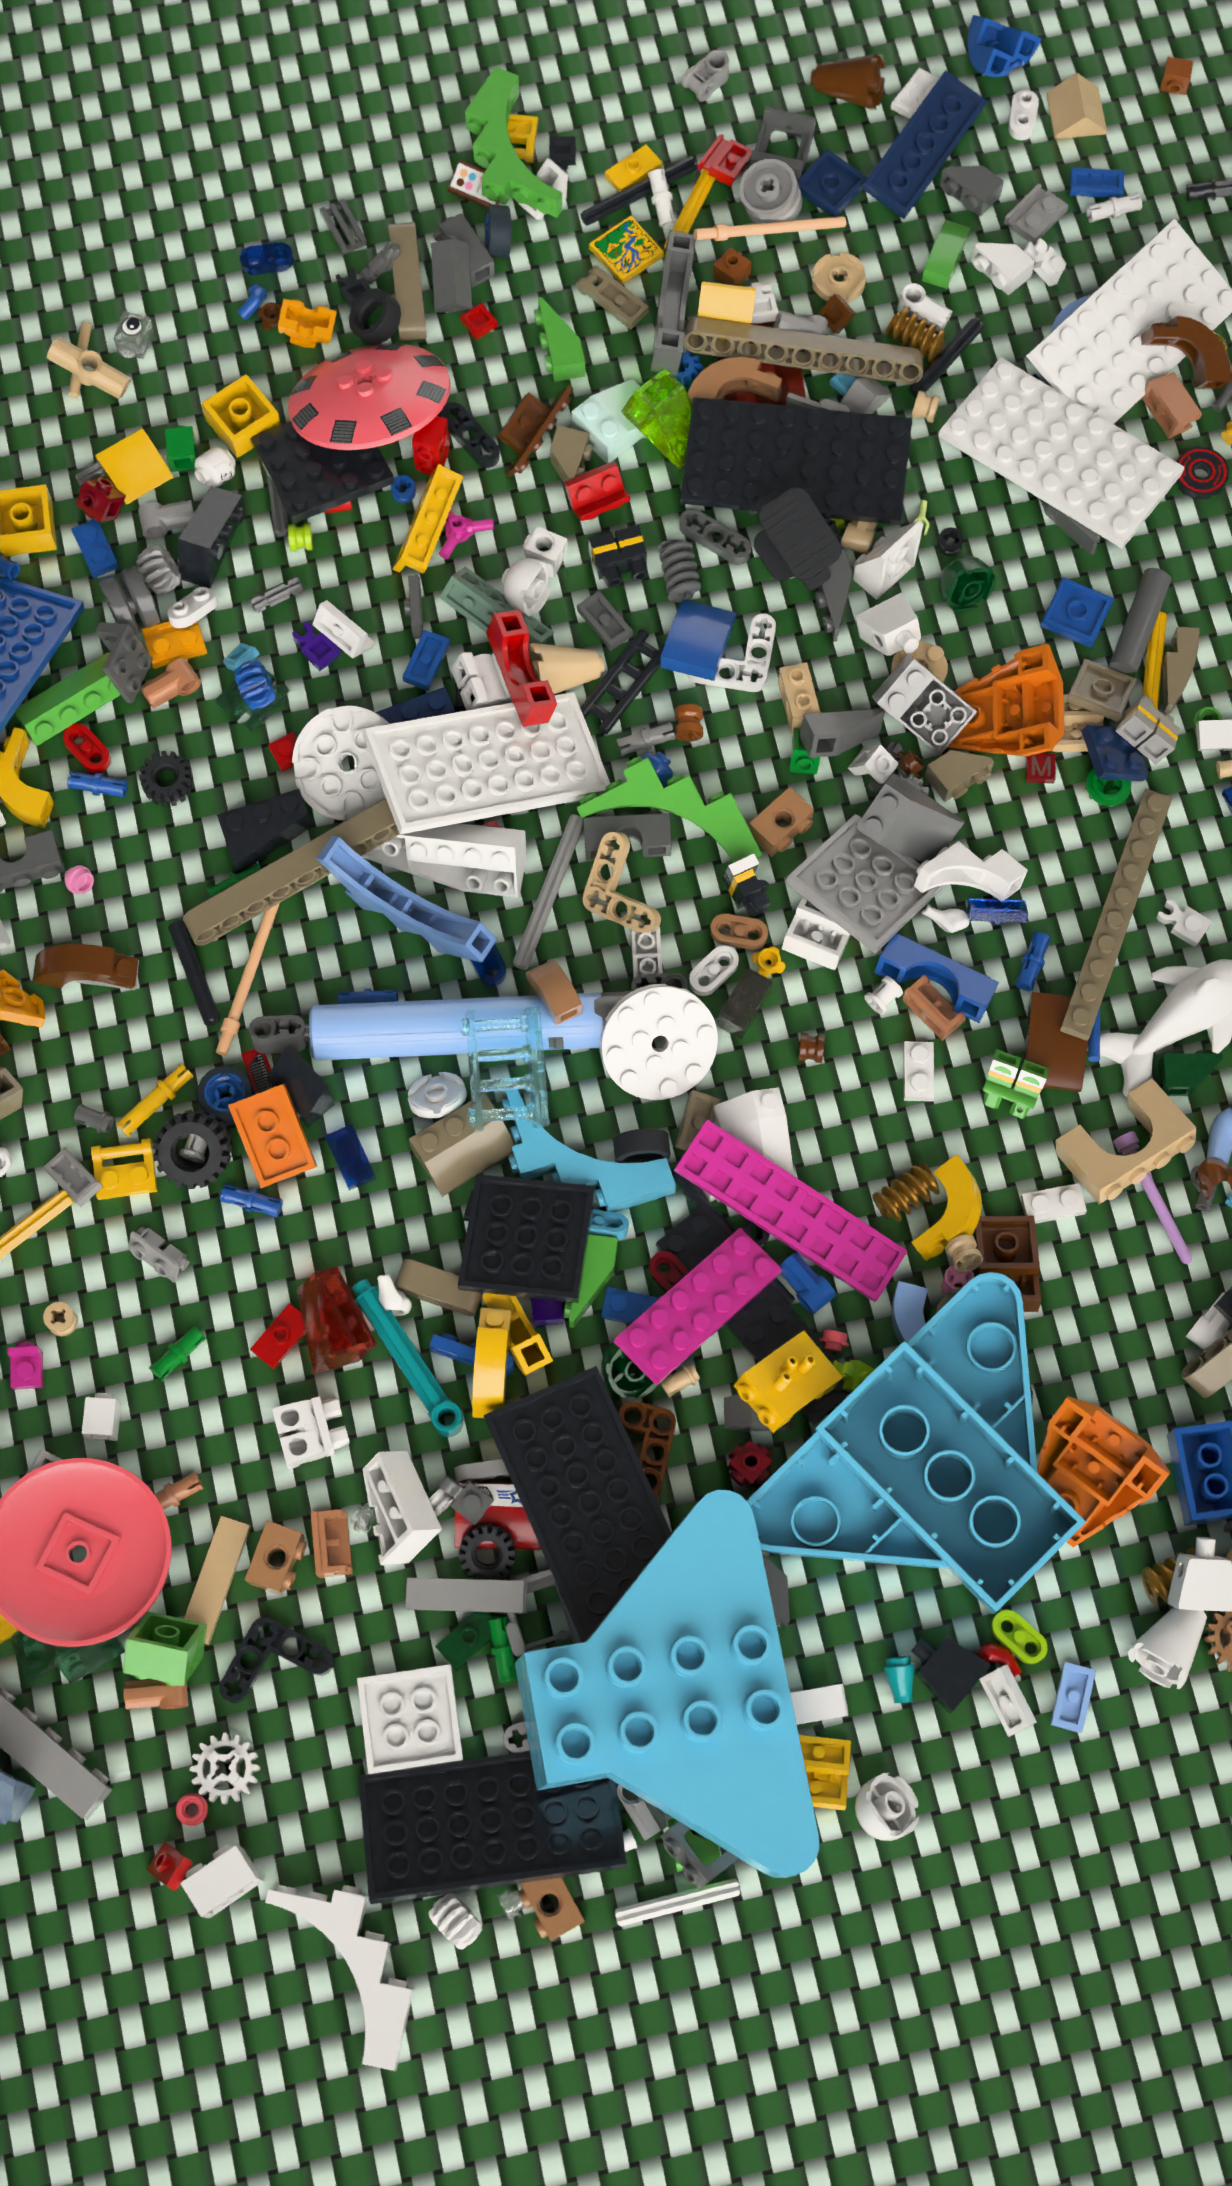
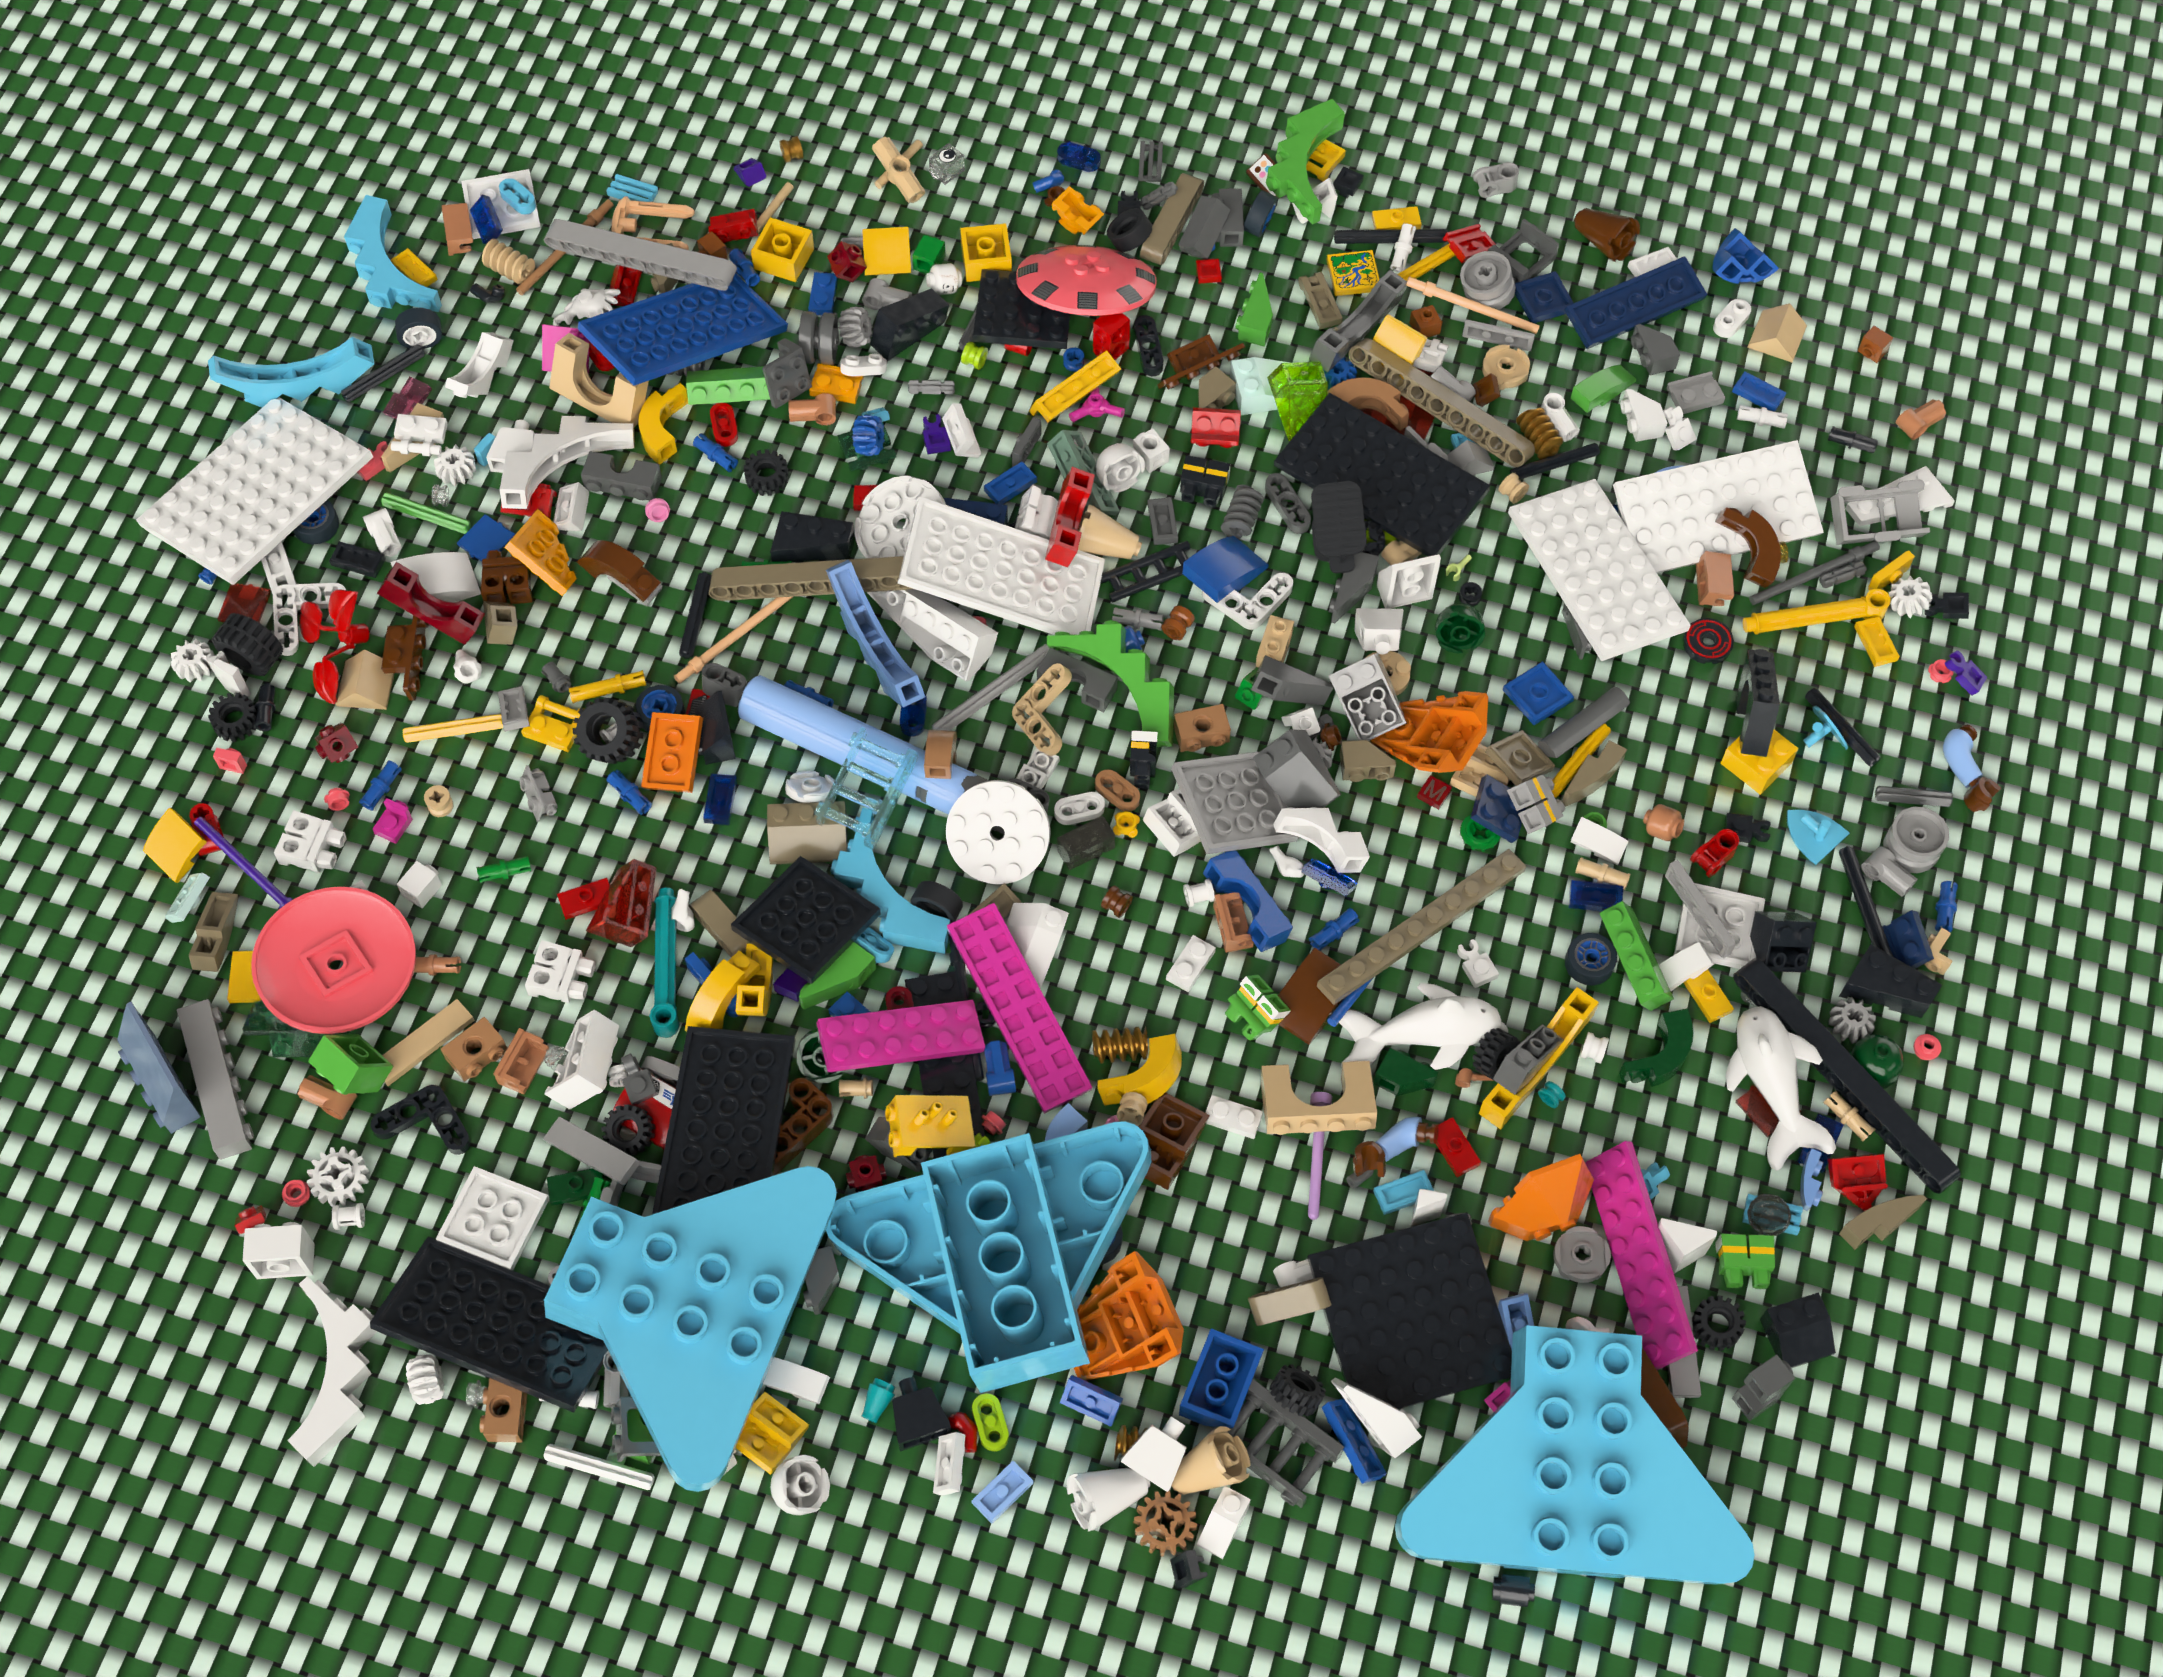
camera: 30 degrees right, 10 degrees down
(263, 1802) = (348, 1216): none -> white bush
(811, 248) = (1498, 335): none -> light grey slope
(1099, 1560) = (1091, 1400): none -> plate

